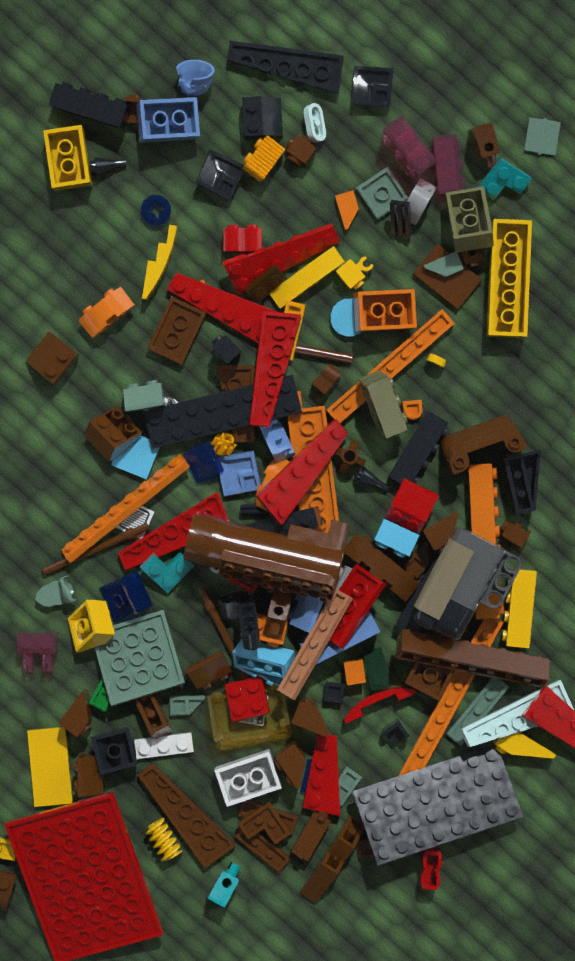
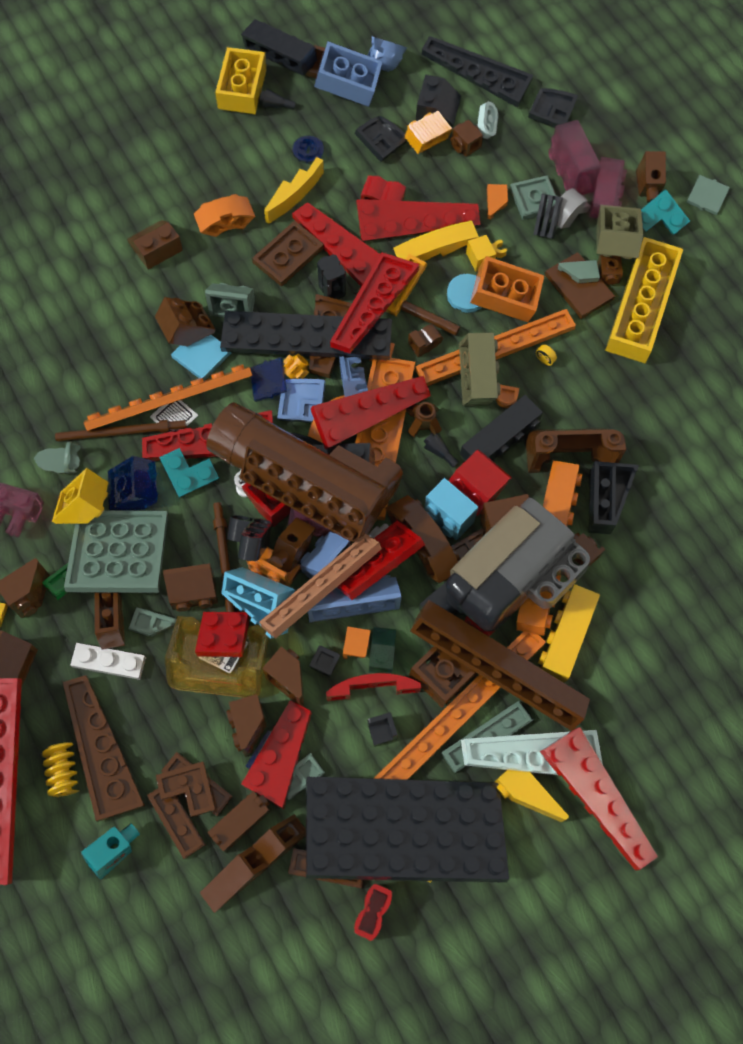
camera: 15 degrees right, 20 degrees down
(114, 750) = (47, 642): black slope -> none
(248, 777) = (189, 725): white brick -> none
(266, 283) = (393, 235): dark brown plate -> none

